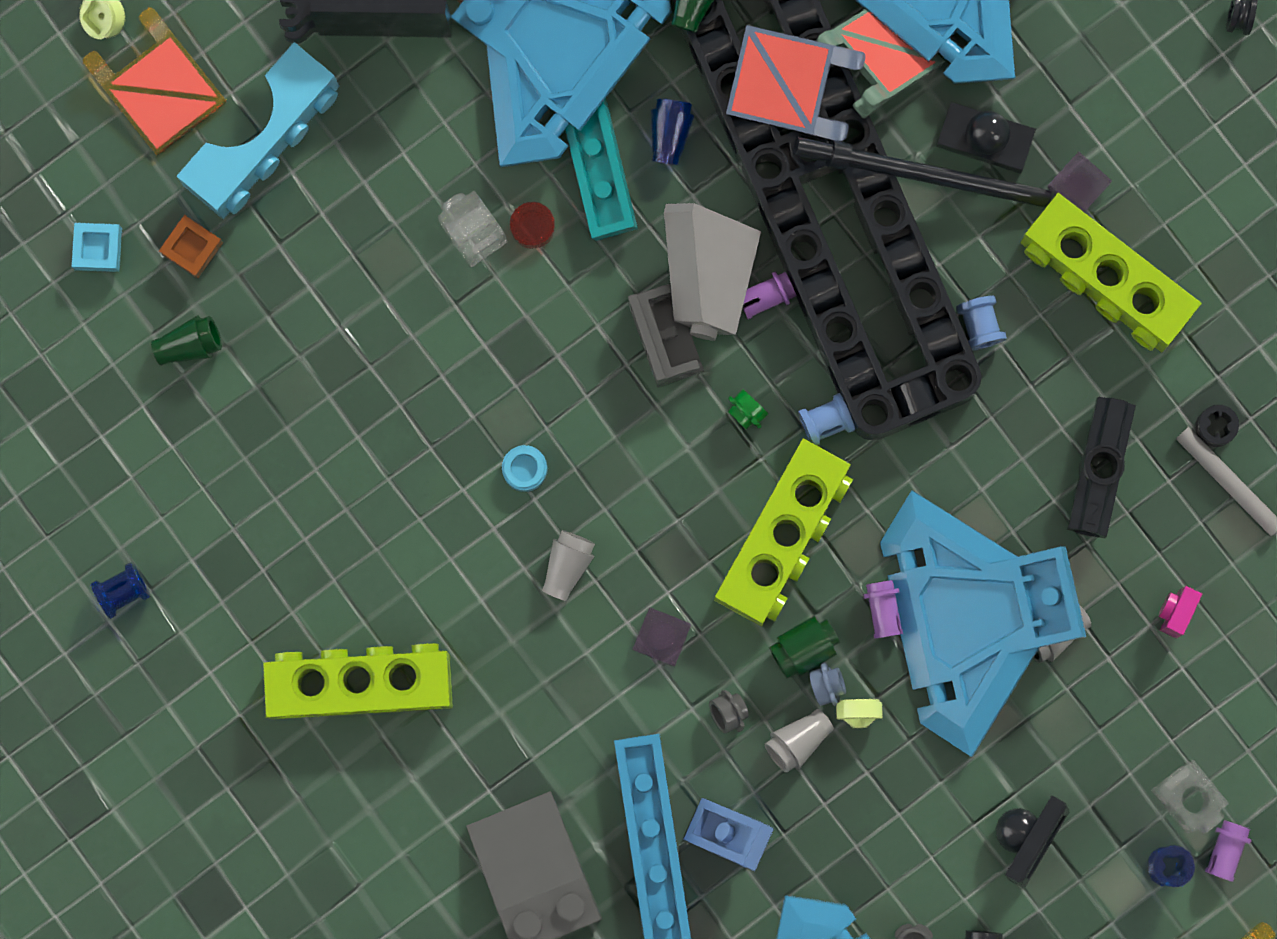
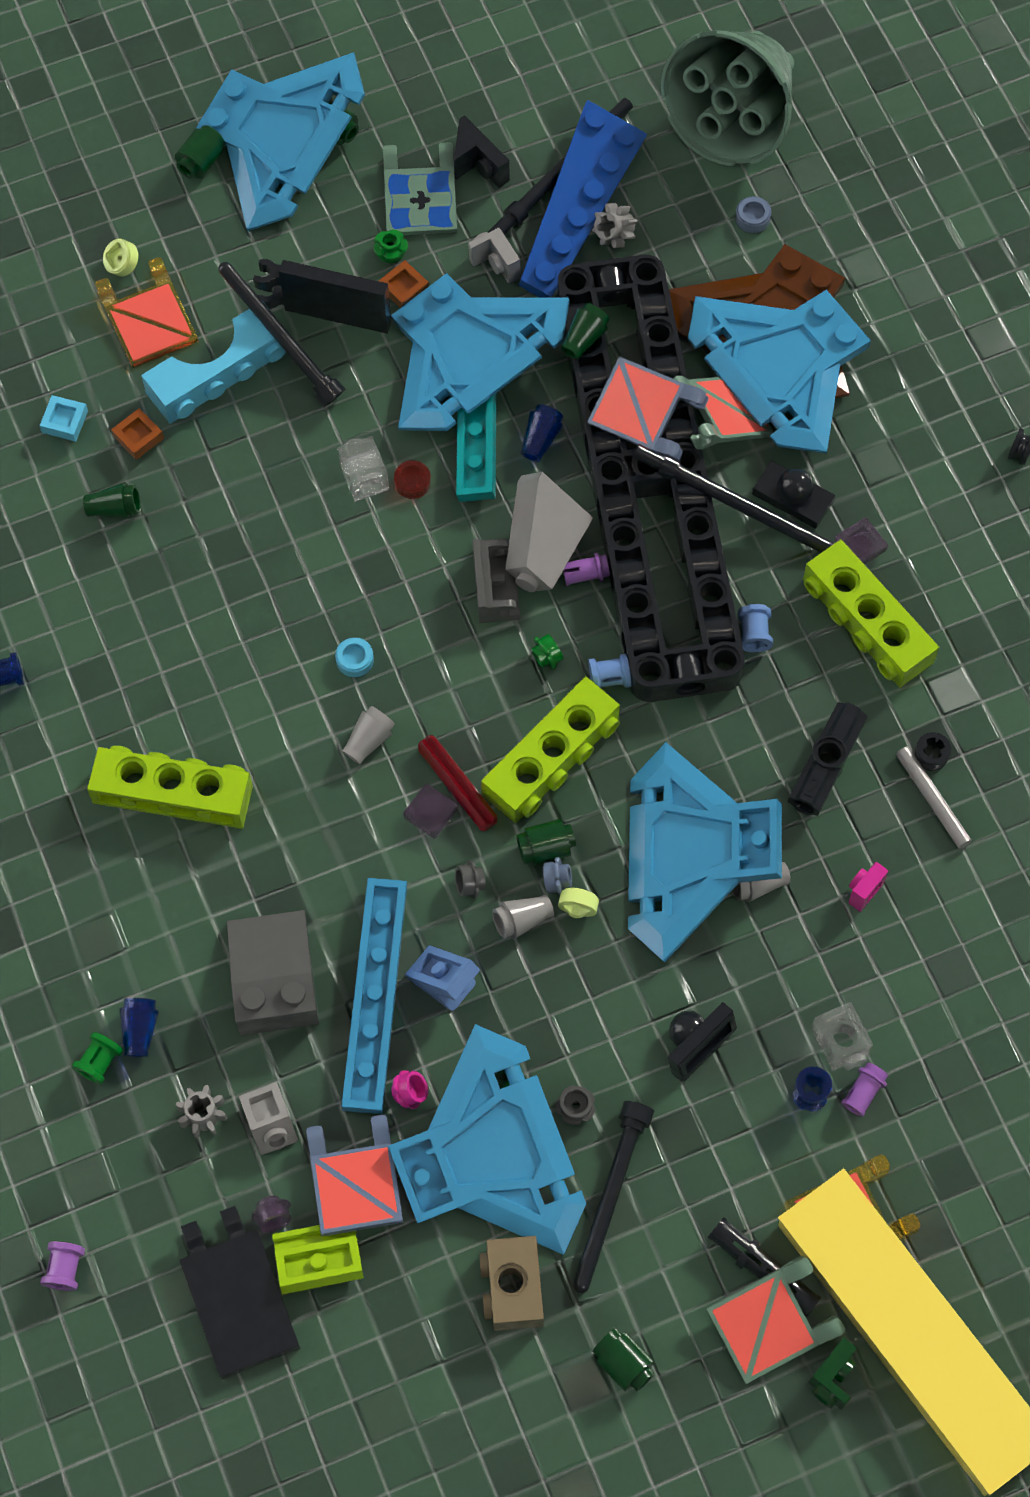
camera: 10 degrees right, 15 degrees down
(399, 133) = (325, 387): none -> black piece
(684, 596) = (457, 783): none -> dark red axle
(884, 608) = (620, 826): medium lavender pin -> none

